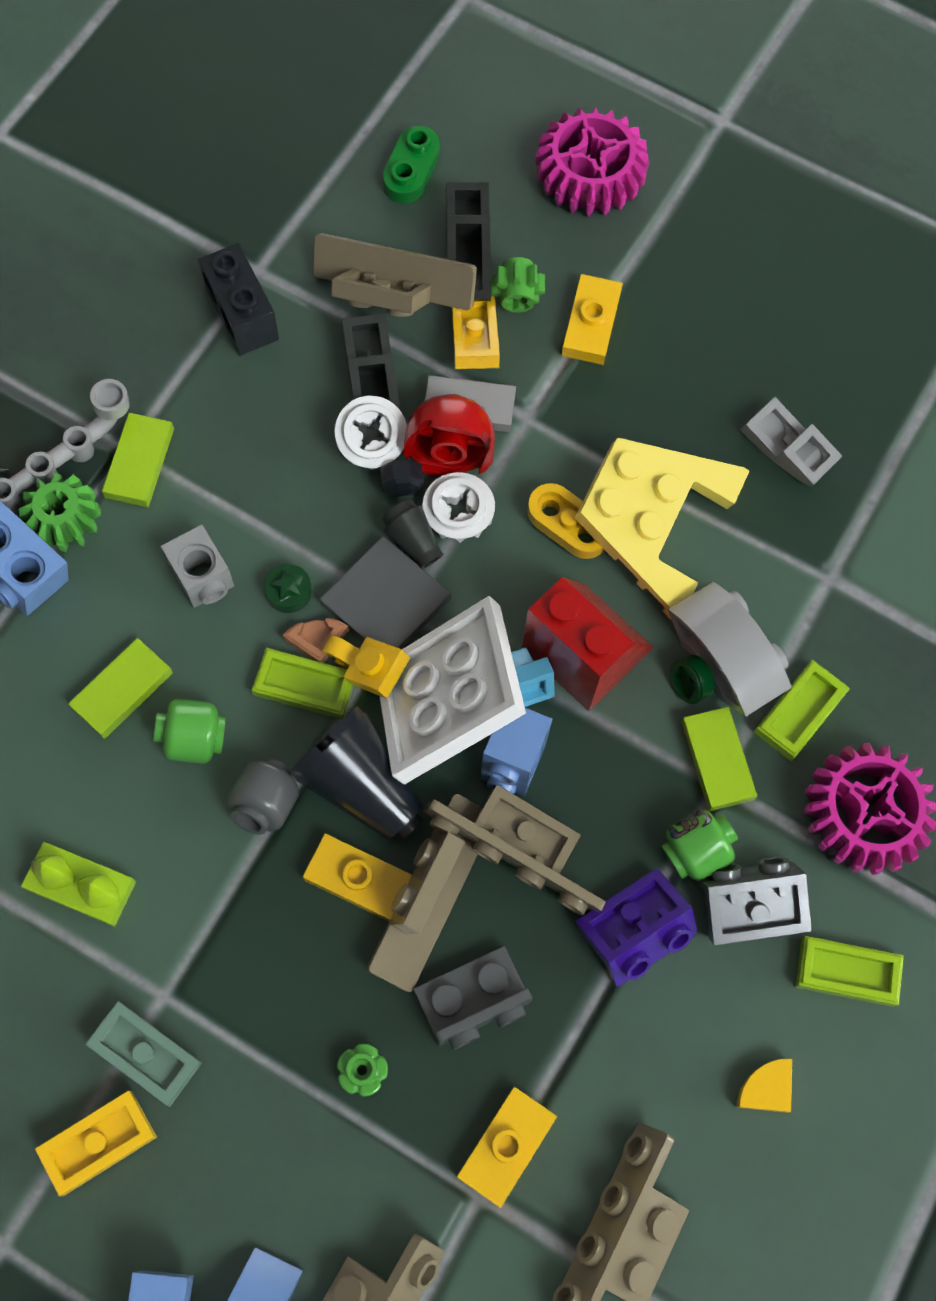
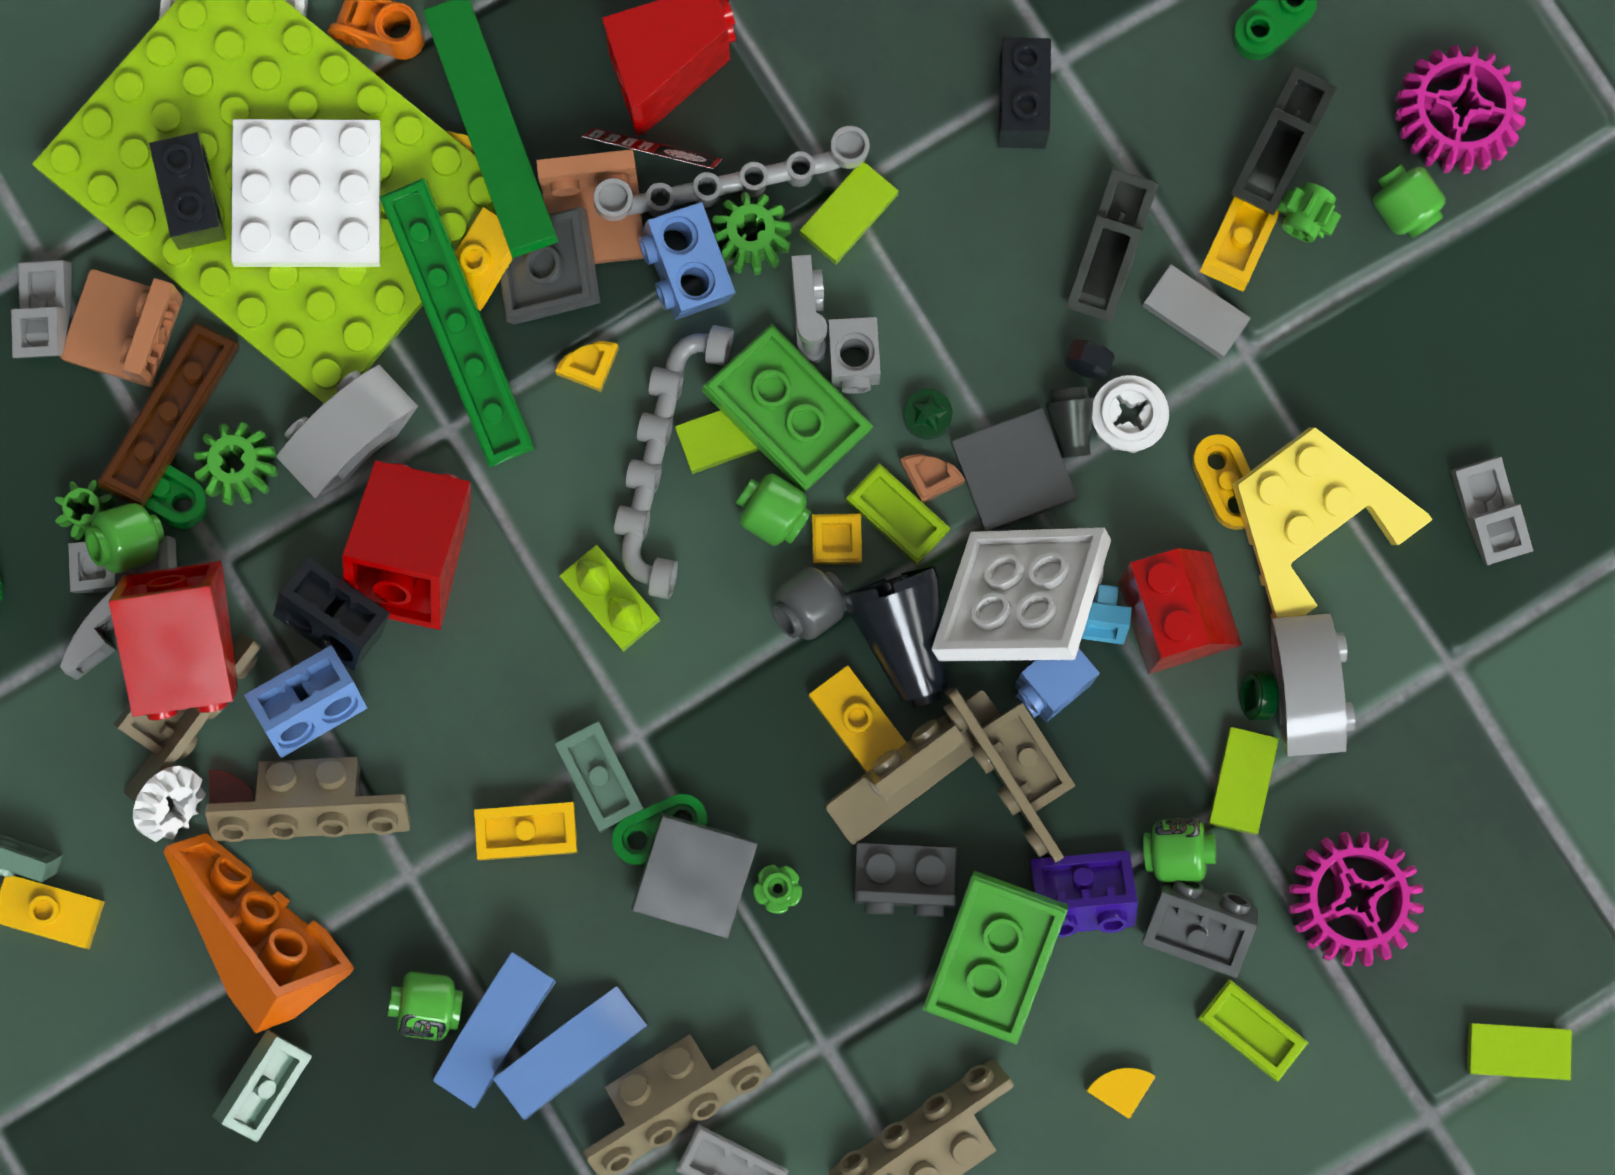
camera: 30 degrees right, 10 degrees up
(62, 758) = (646, 473): none -> light grey bar
(138, 545) = (807, 299): none -> light grey plate
(161, 641) = (787, 408): none -> bright green tile
(224, 1072) = (646, 822): none -> green plate
(261, 730) = (837, 539): none -> yellow tile
(277, 1100) = (694, 875): none -> tile
(365, 411) = (1078, 323): white gear -> none
(371, 667) = (966, 532): yellow plate -> none
(391, 277) = (1182, 146): dark tan bracket -> none
(450, 436) = (1156, 341): red cylinder -> none
(507, 1147) = (869, 1017): yellow plate -> none
(591, 242) = (1409, 200): none -> bright green head
(592, 319) = (1367, 281): yellow plate -> none
(593, 1027) = (995, 957): none -> bright green tile
(801, 710) = (1347, 776): lime tile -> none

